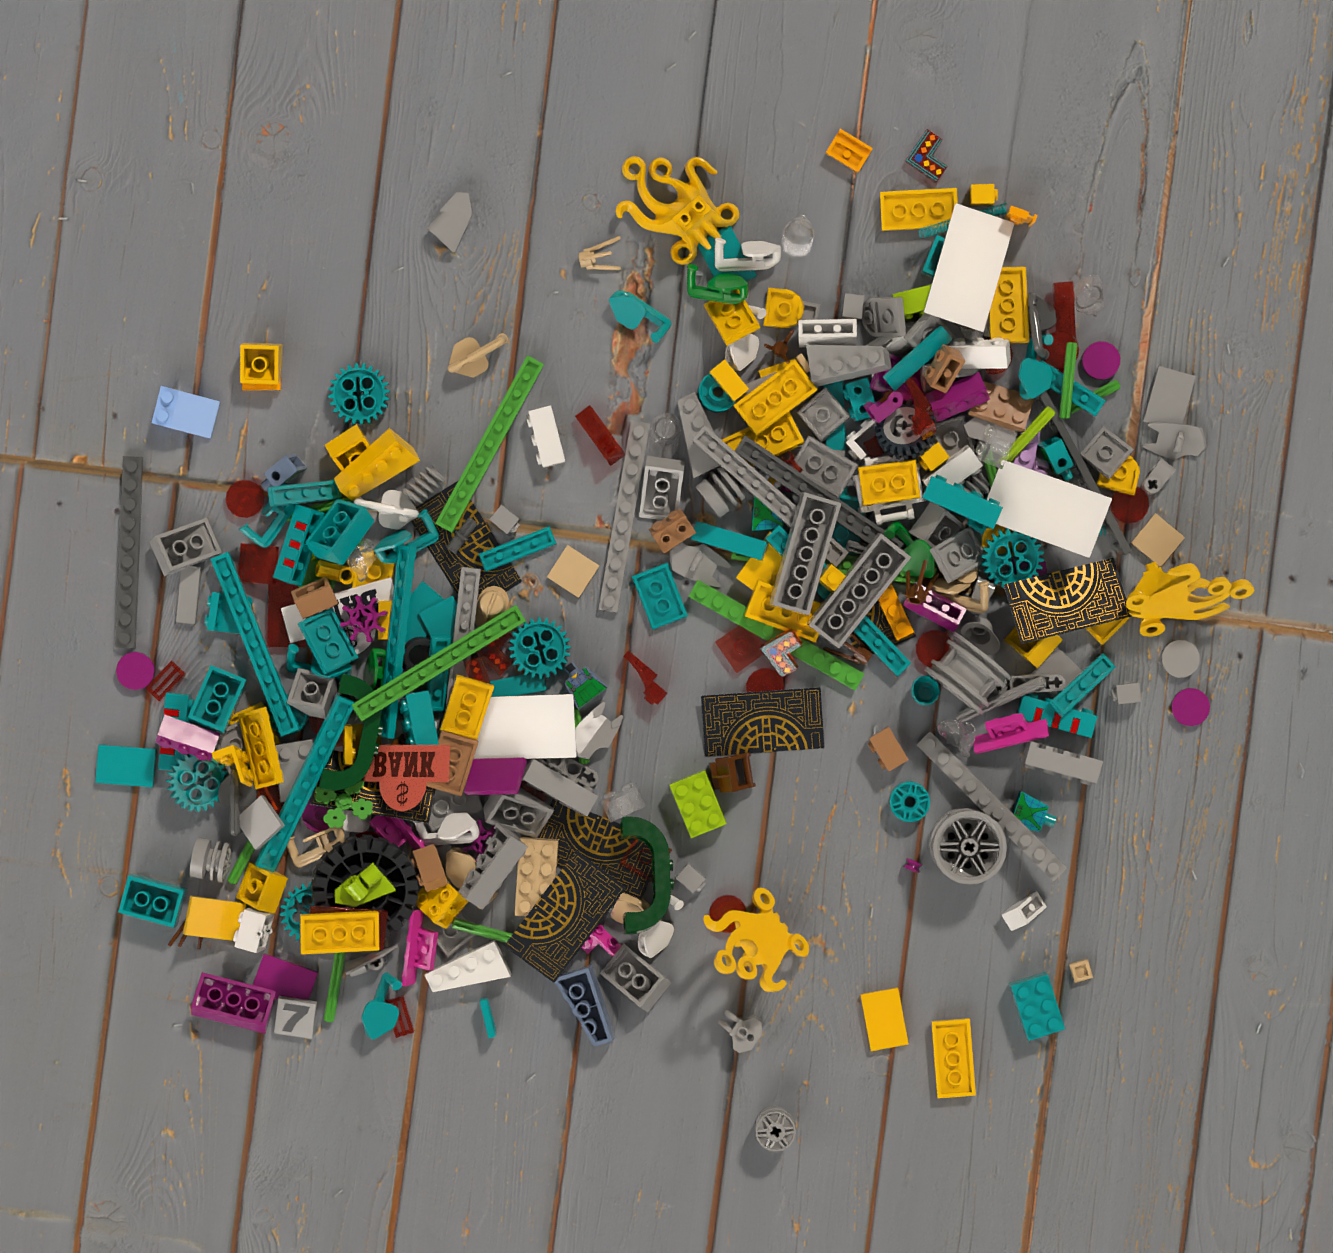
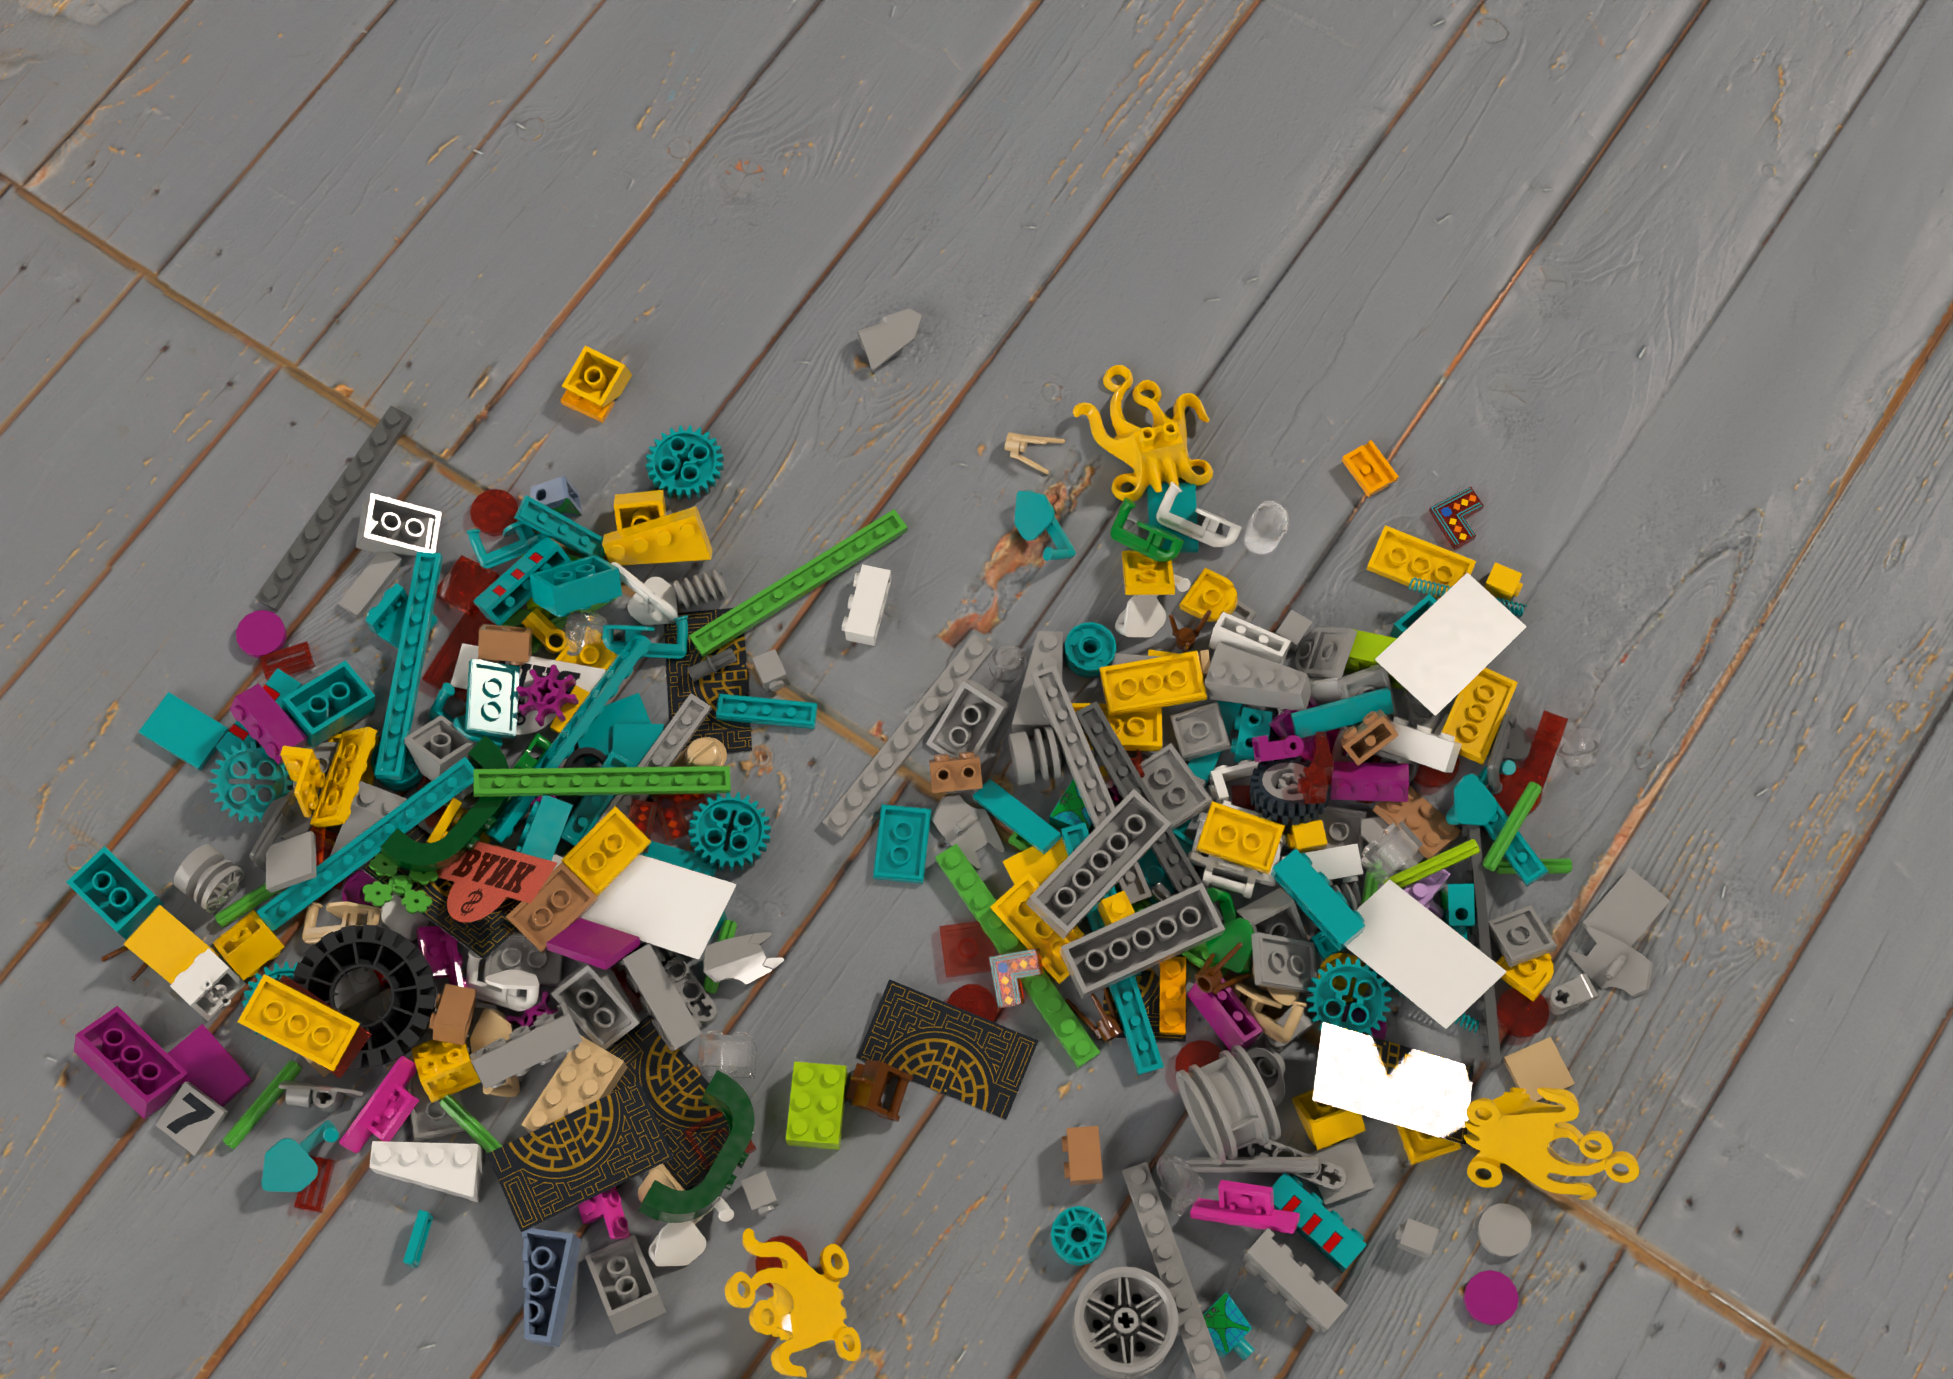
camera: 25 degrees right, 20 degrees down
(185, 412) = (484, 392): light blue slope -> none
(363, 887) = (360, 987): lime panel -> none
(470, 358) = (828, 483): tan piece -> none
(573, 571) = (816, 766): tan tile -> none
(583, 684) = (756, 898): torso -> none
(600, 435) = (929, 633): clear red slope -> none
(653, 691) = (835, 946): clear red slope -> none
(729, 380) = (1108, 638): yellow tile -> none
(912, 865) = (1043, 1319): magenta bush -> none
(925, 690) = (1164, 1107): teal hair -> none
(1020, 216) = (1537, 621): light orange plate -> none
(1082, 685) = (1364, 1197): teal tile -> none
(1101, 360) = (1561, 829): magenta tile -> none

